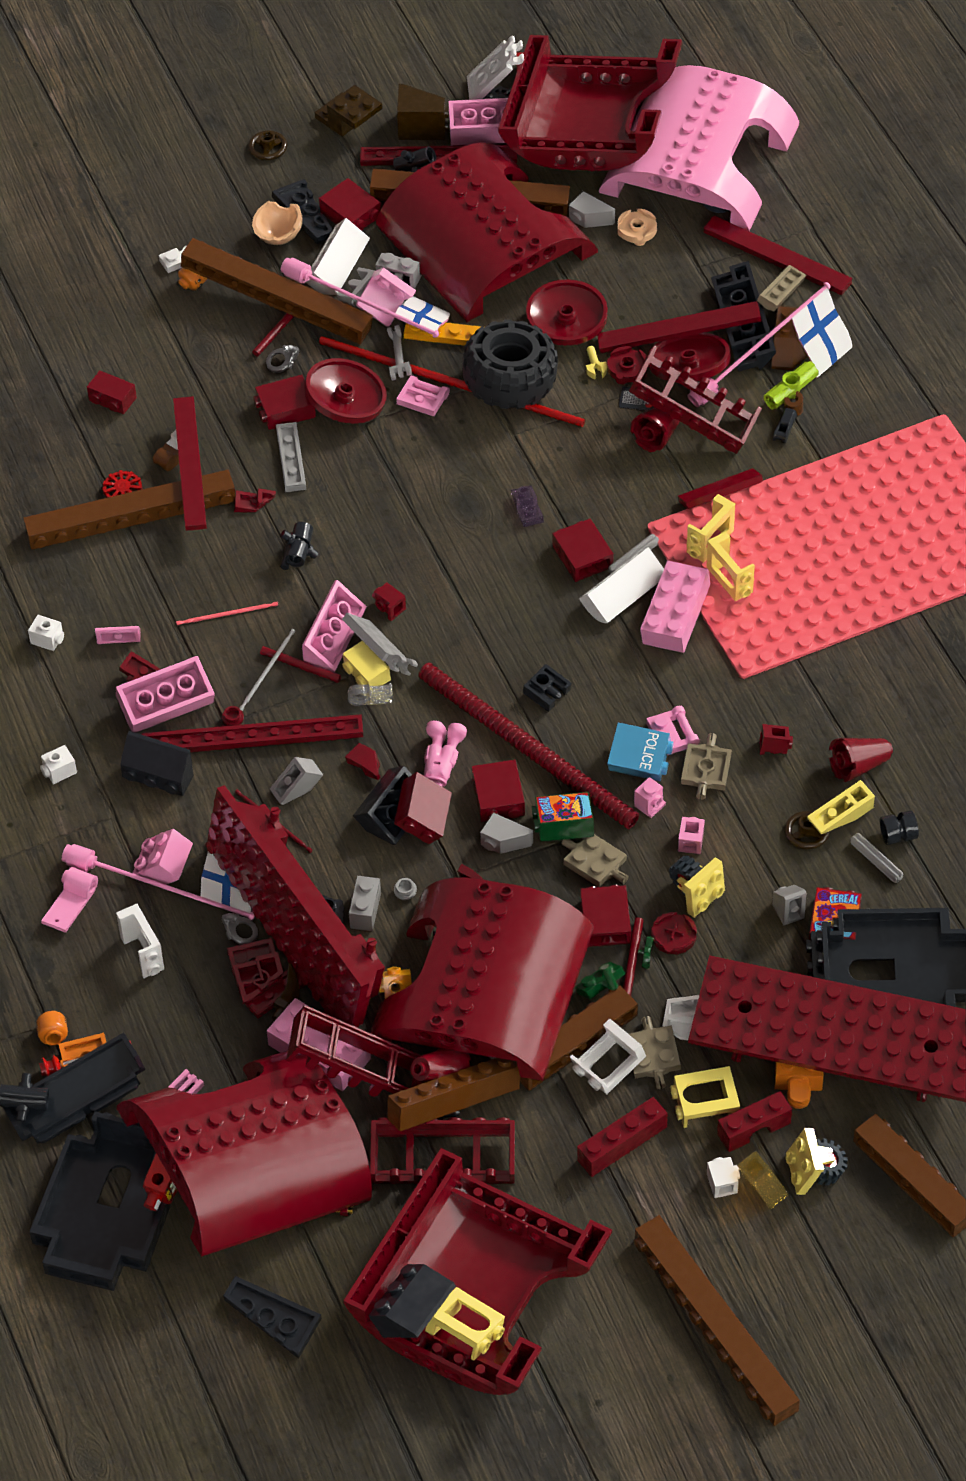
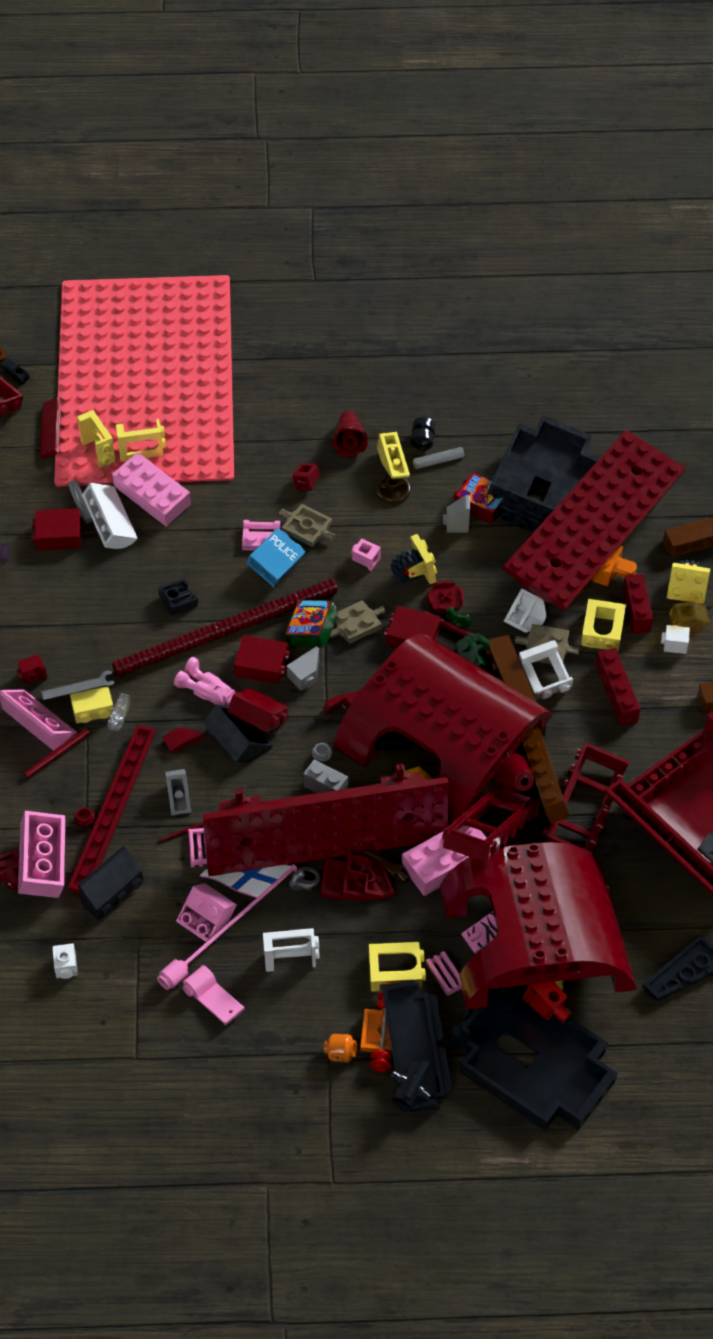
camera: 70 degrees left, 0 degrees up
(157, 1025) = (395, 977): none -> light yellow panel
(267, 669) = (50, 776): light grey piece -> none
(649, 797) = (318, 567): bright pink brick -> none

